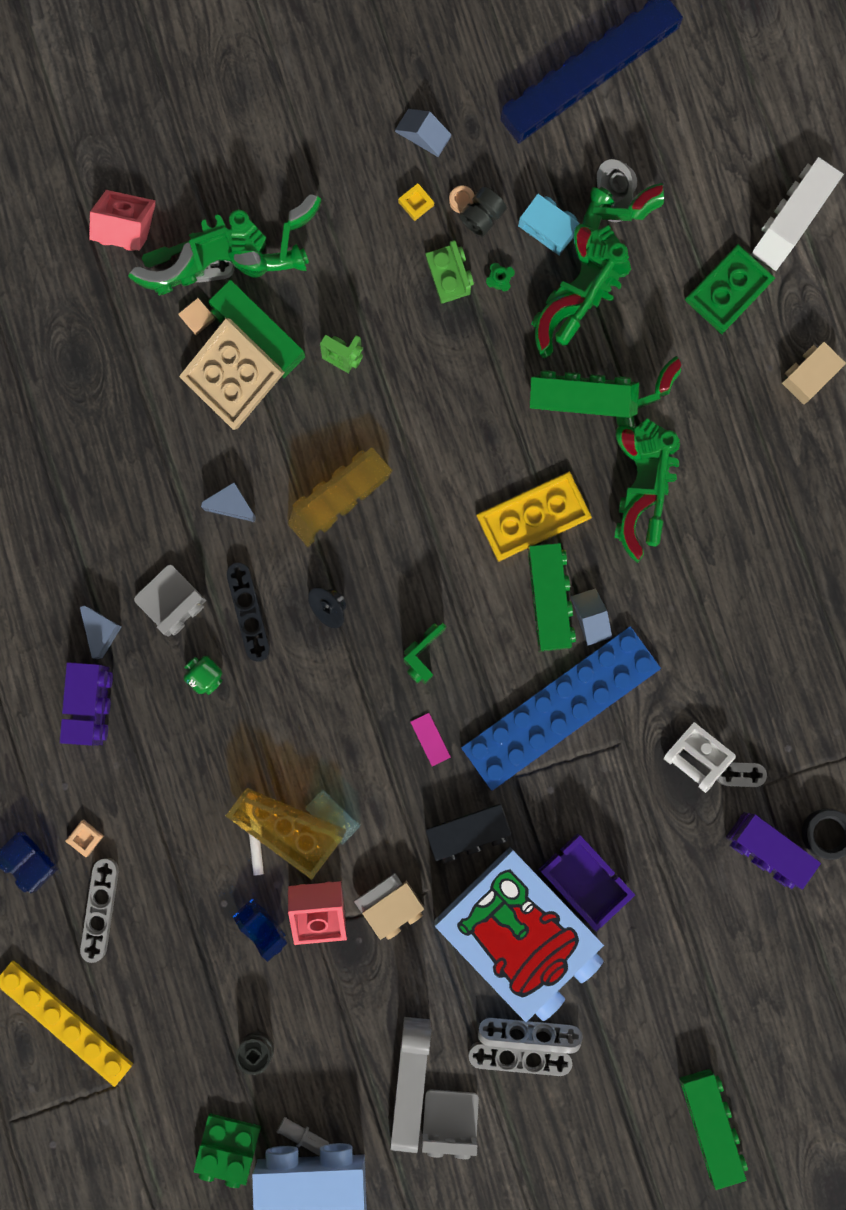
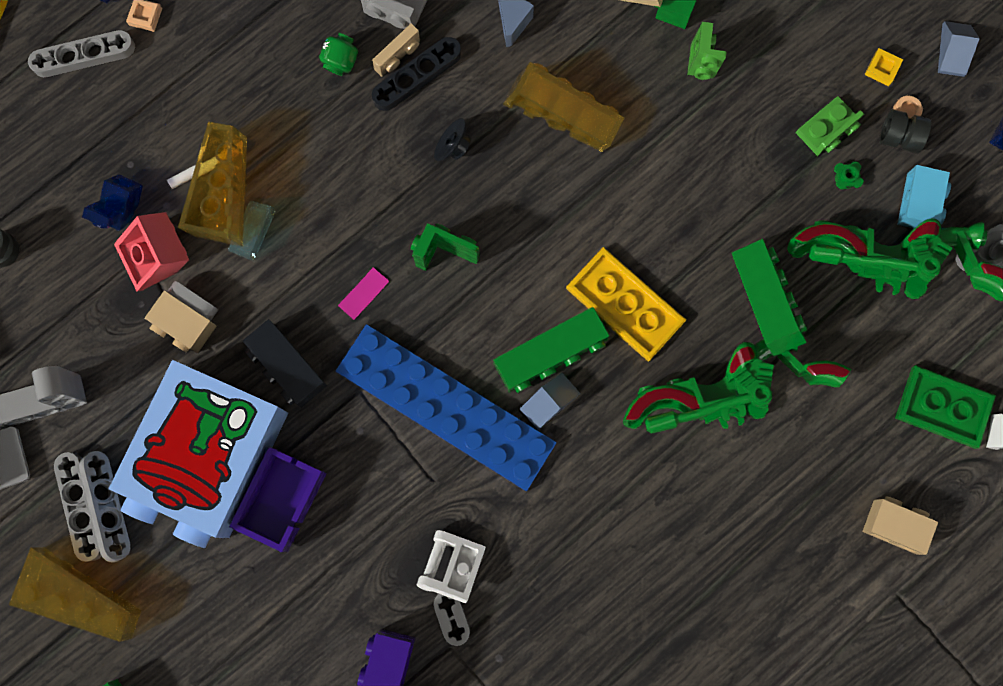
camera: 70 degrees right, 5 degrees down
(218, 610) = (391, 55): none -> tan plate
(599, 1090) = (68, 596): none -> clear yellow wedge

